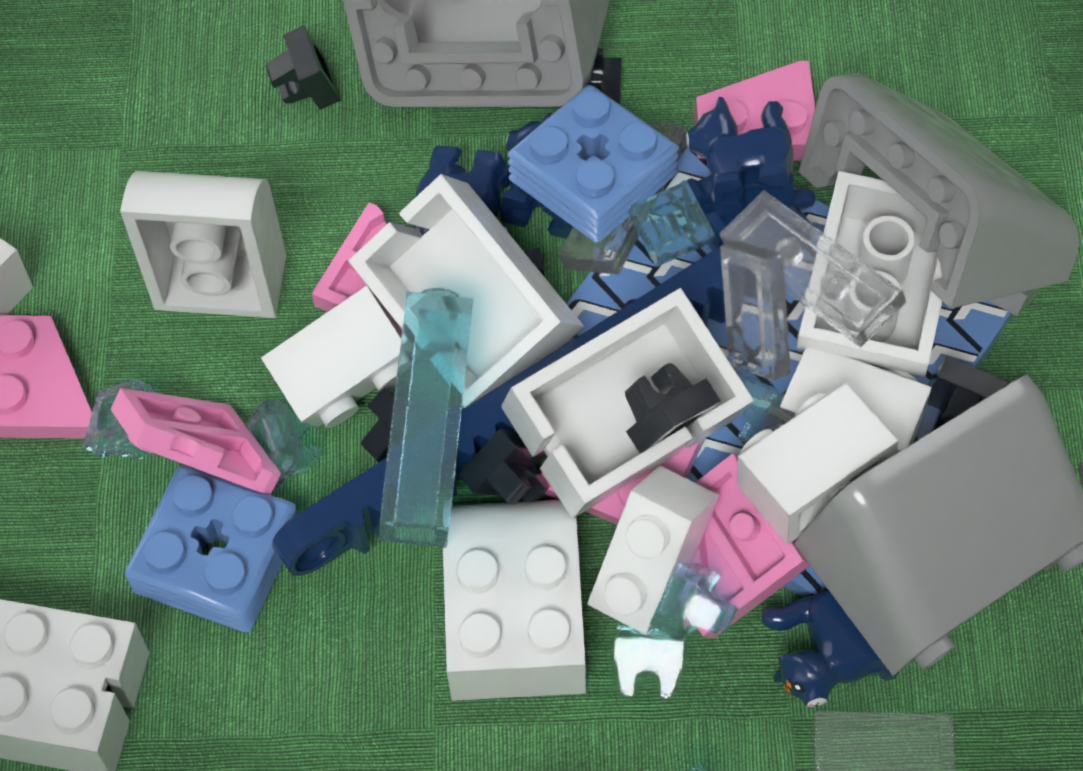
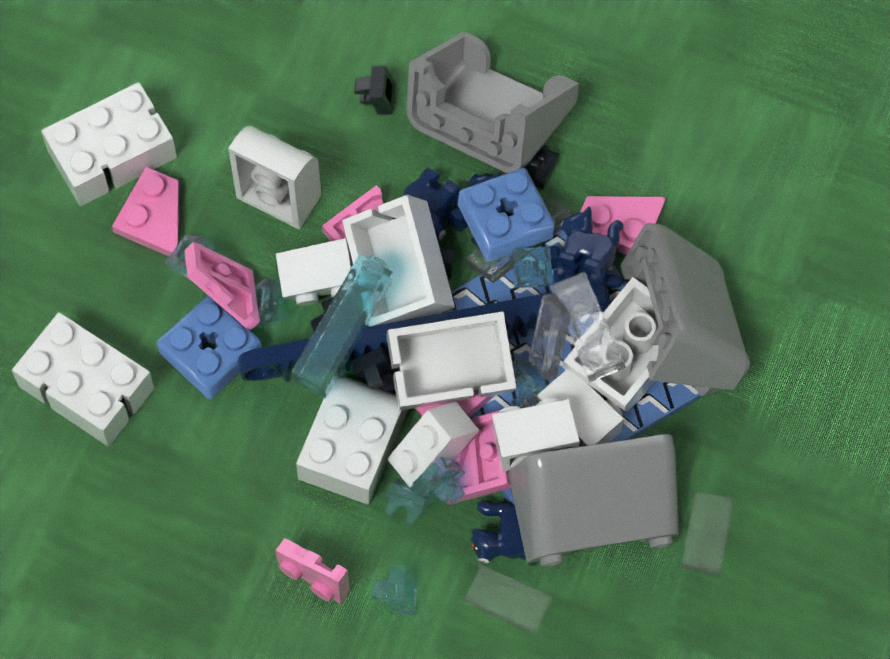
camera: 20 degrees right, 5 degrees up
(669, 410) = (468, 376): black tile -> none
(958, 388) = (642, 425): black tile -> none

